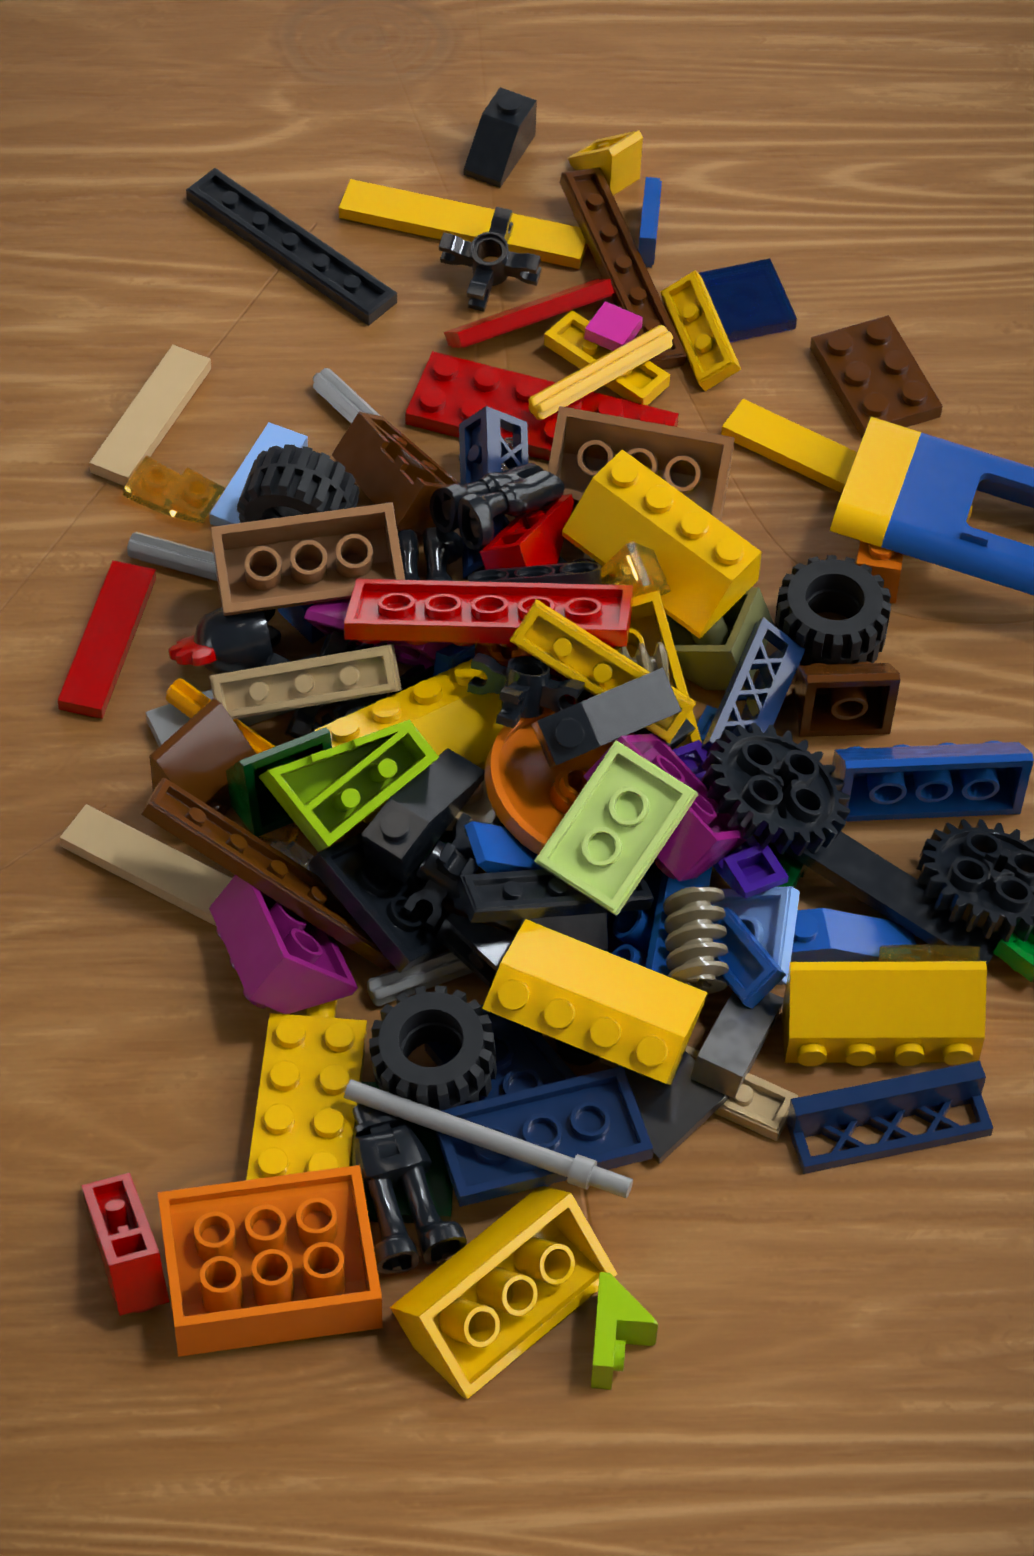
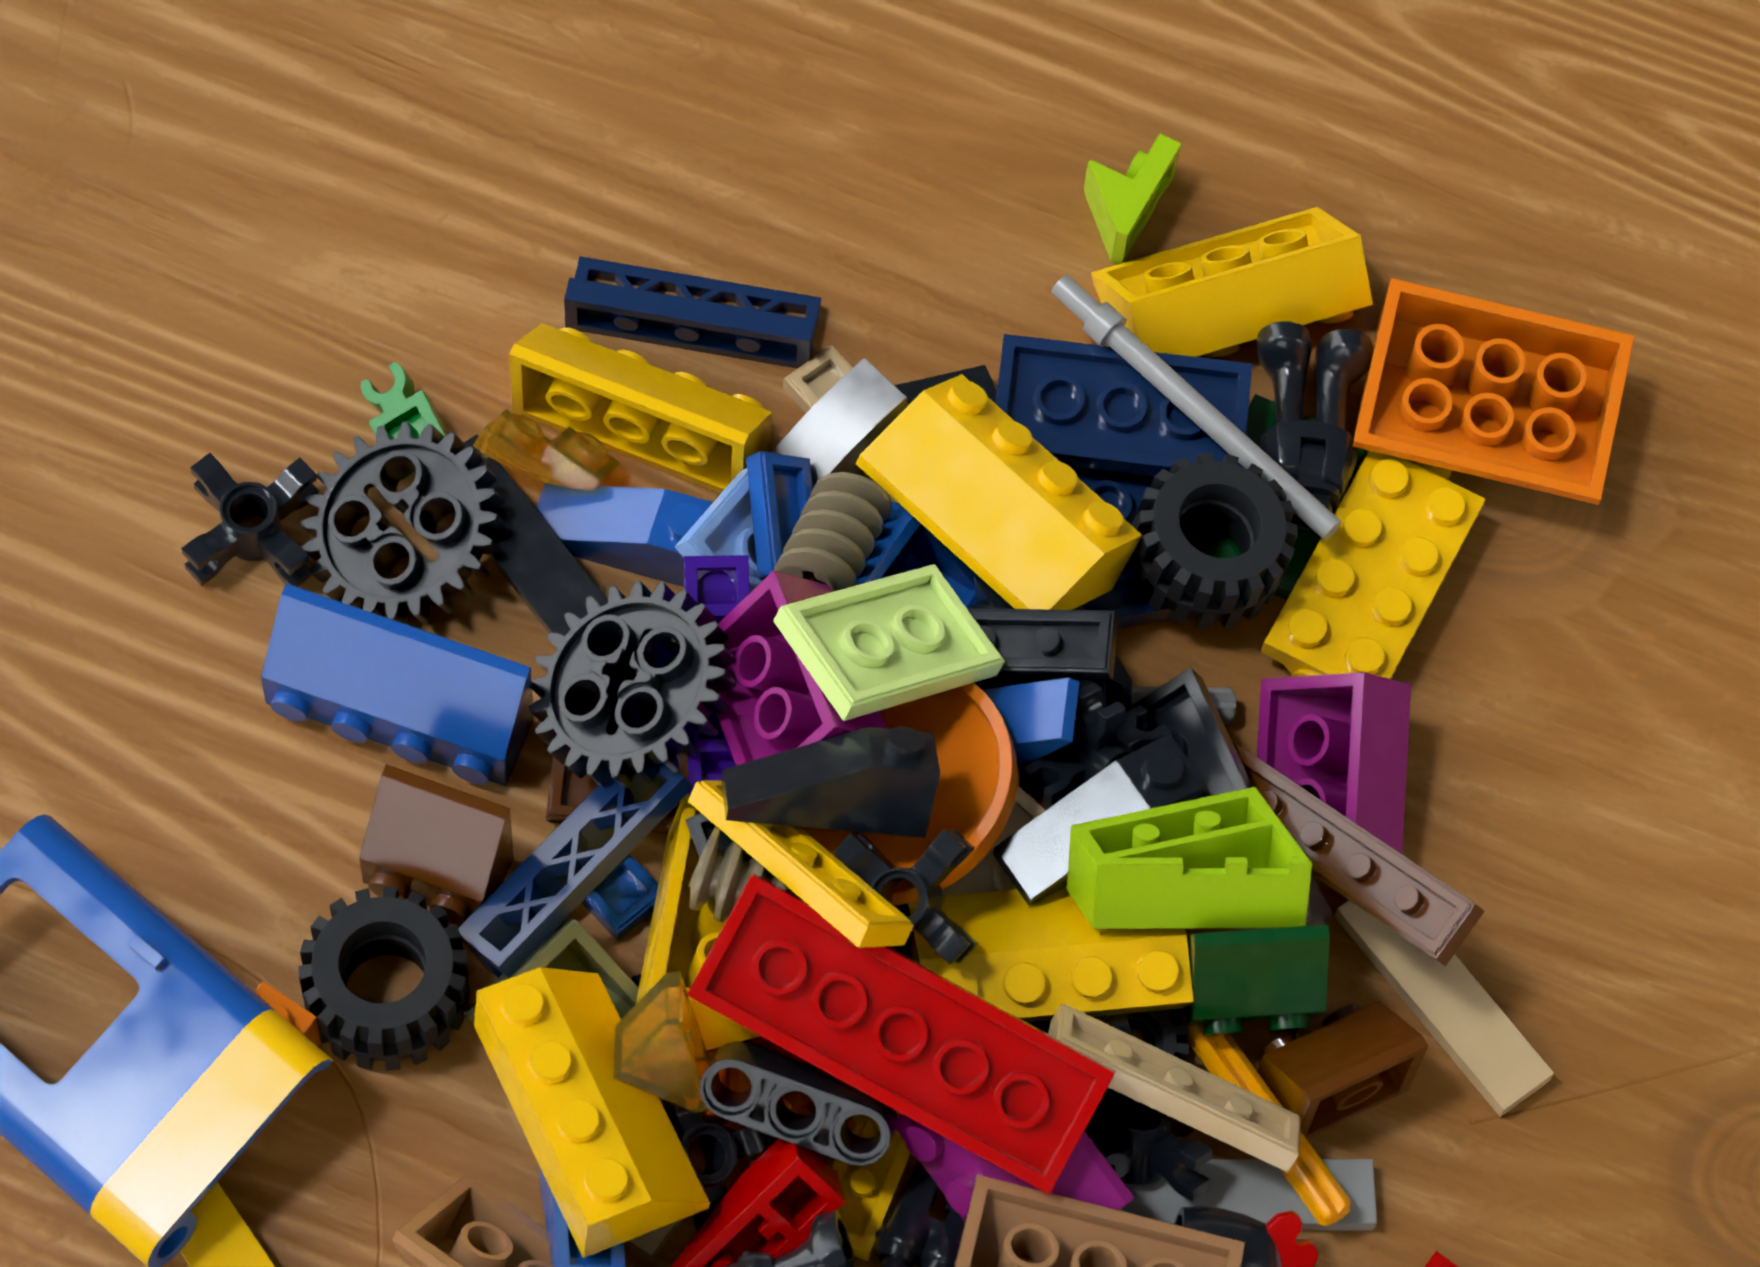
camera: 160 degrees left, 10 degrees up
(126, 1244) = (1643, 508): red slope -> none

